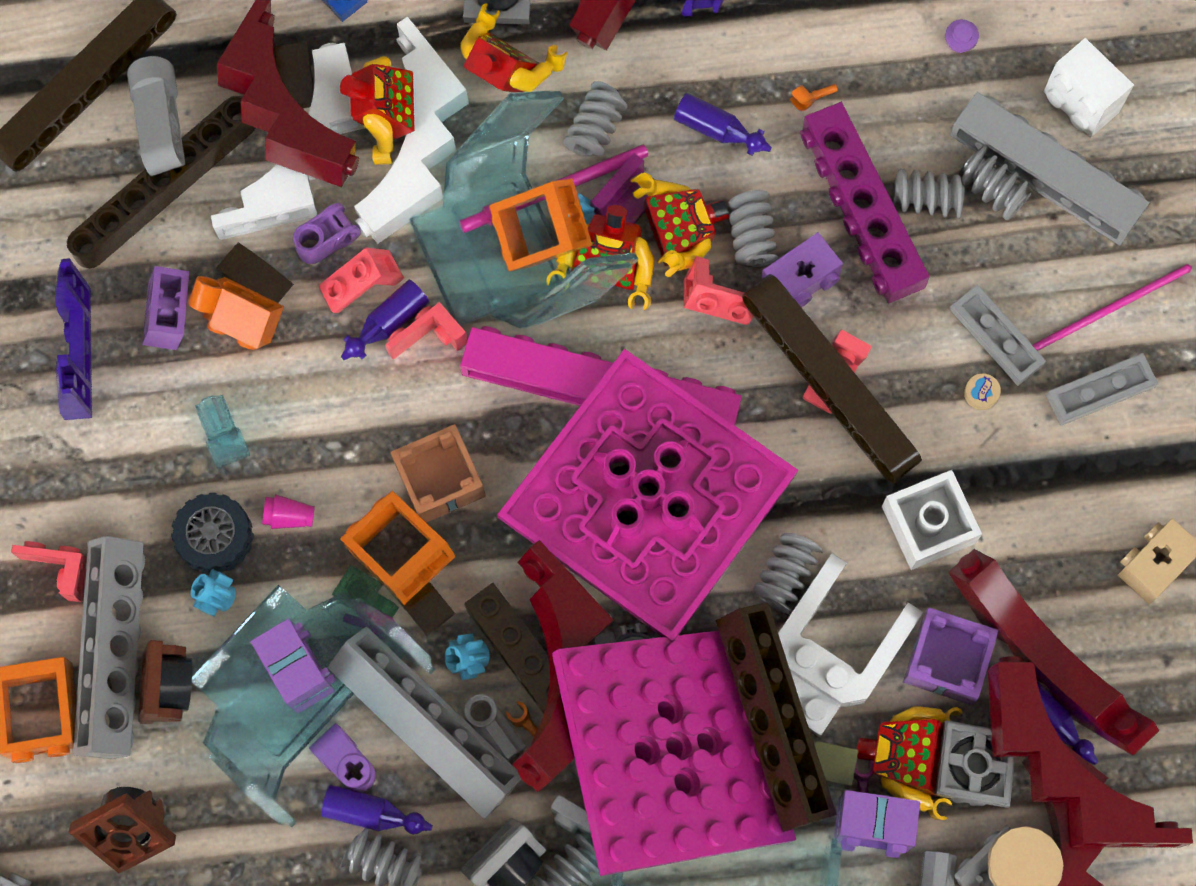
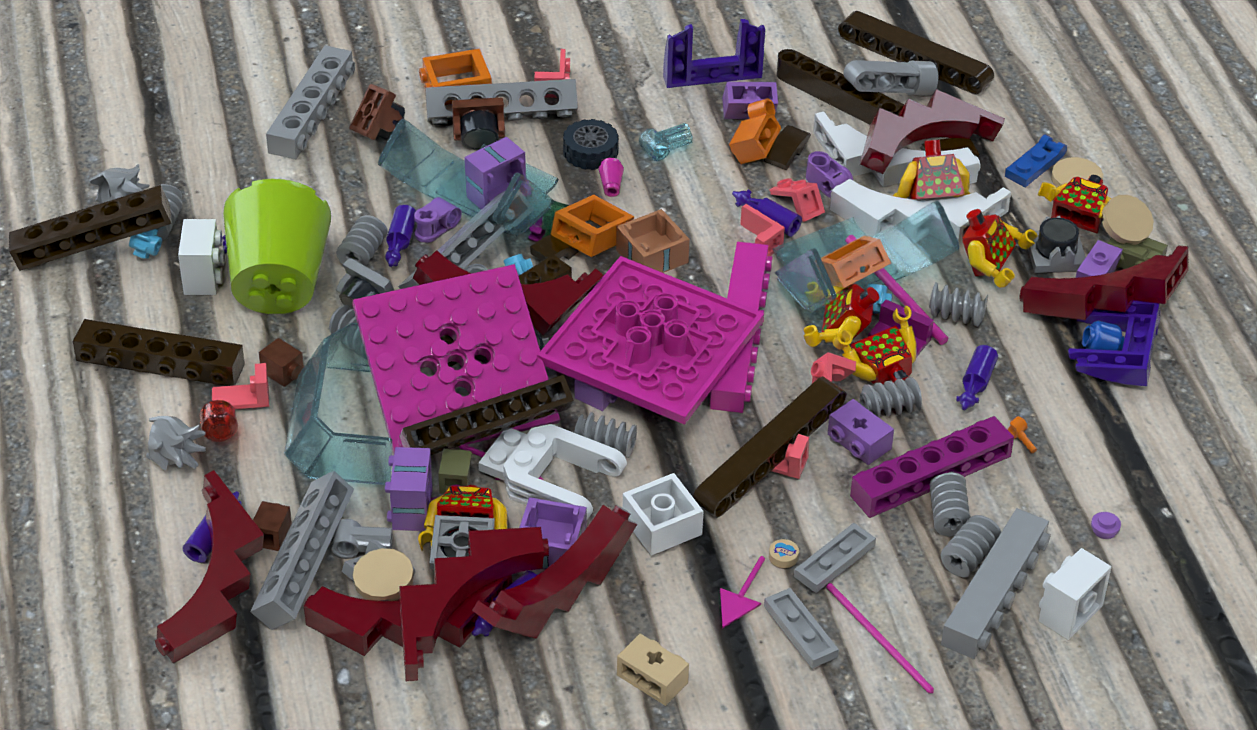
camera: 80 degrees right, 30 degrees down
(213, 592) = (547, 145): medium azure gear -> none
(1050, 457) = (736, 605): none -> dark pink piece

